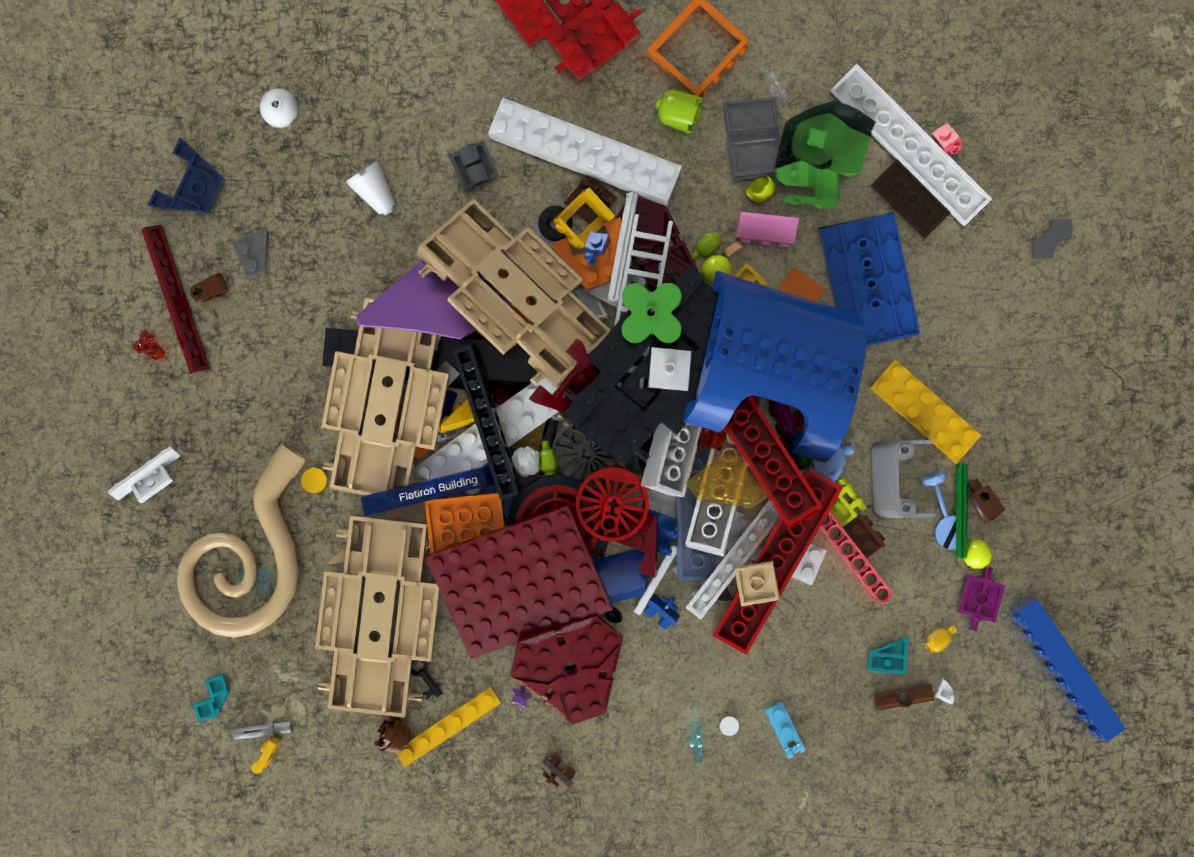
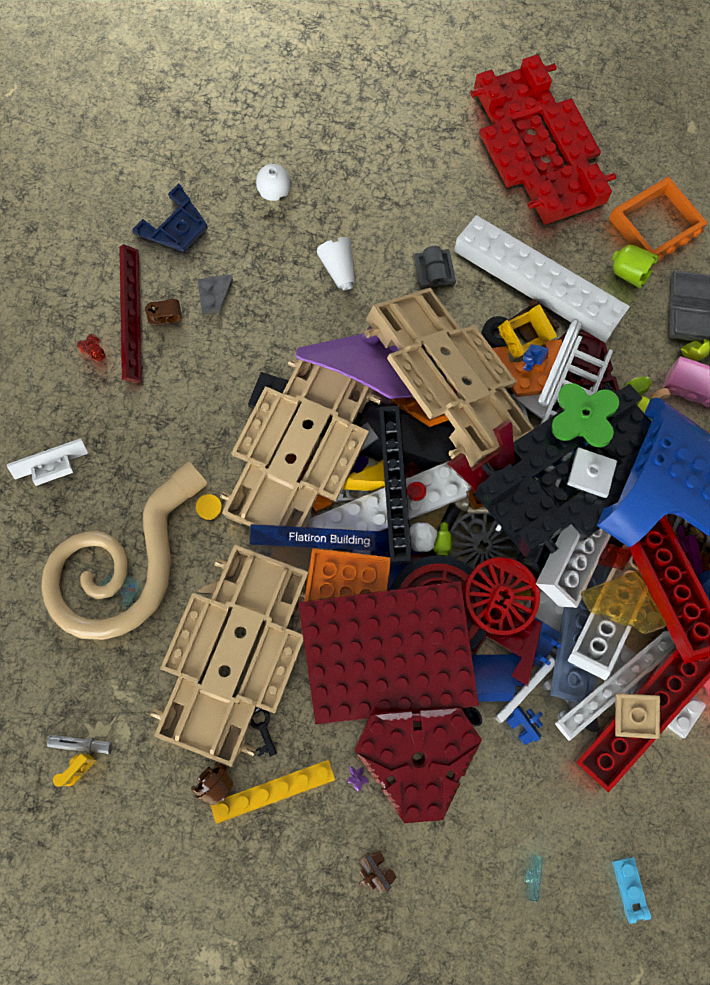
camera: 10 degrees right, 15 degrees down
(218, 692) = (47, 693): teal tile -> none
(509, 420) = (416, 491): none -> red plate
(729, 725) = (571, 869): white tile -> none

